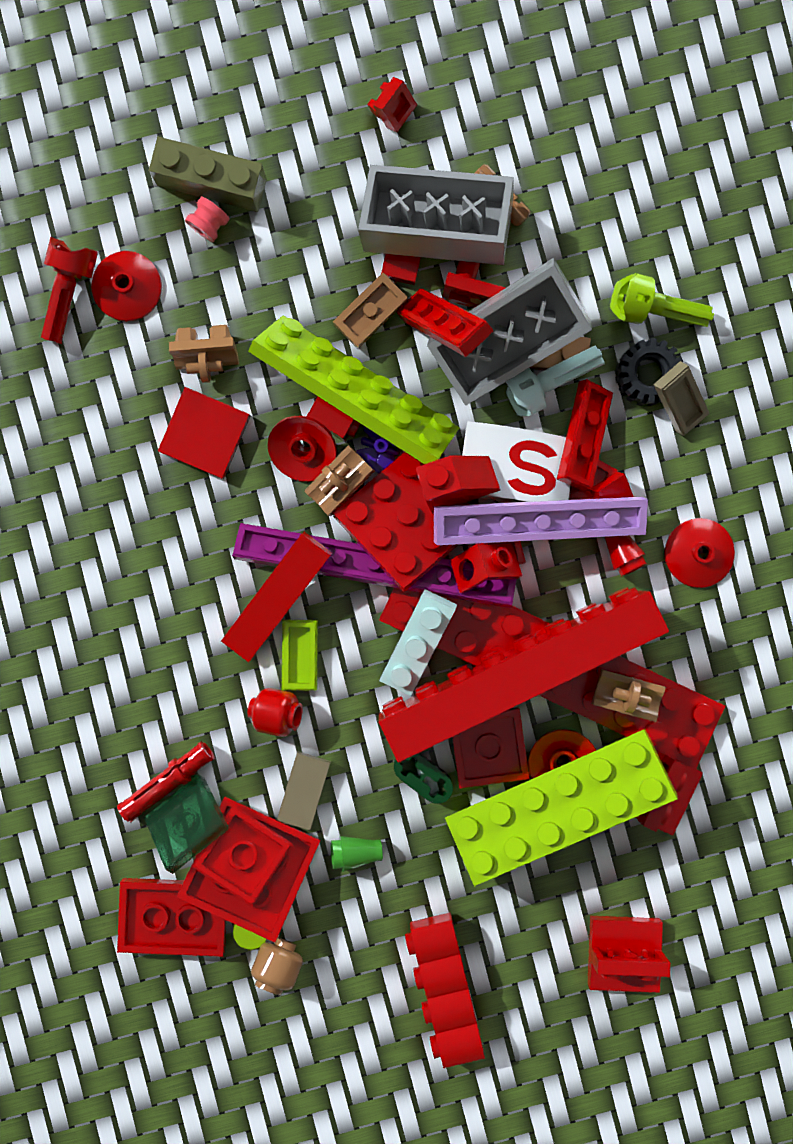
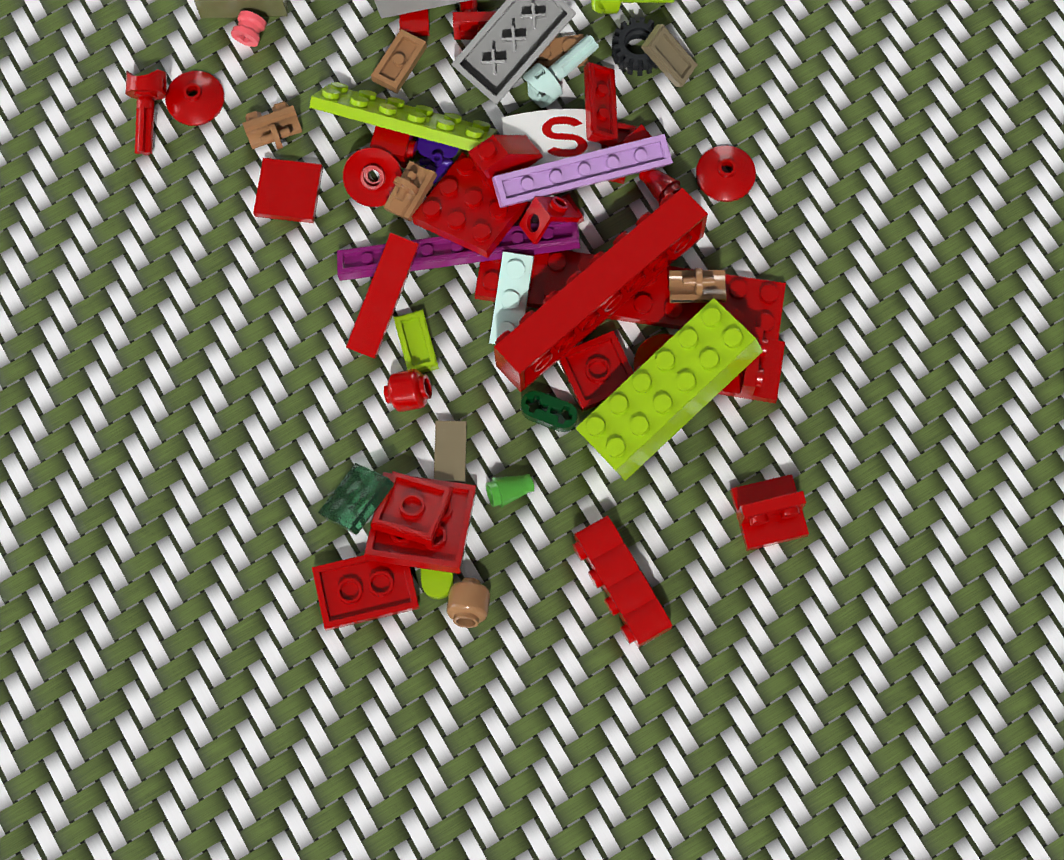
camera: 10 degrees left, 15 degrees down
(177, 773) = (331, 473): red pin -> none
(444, 322) = (459, 42): red tile -> none

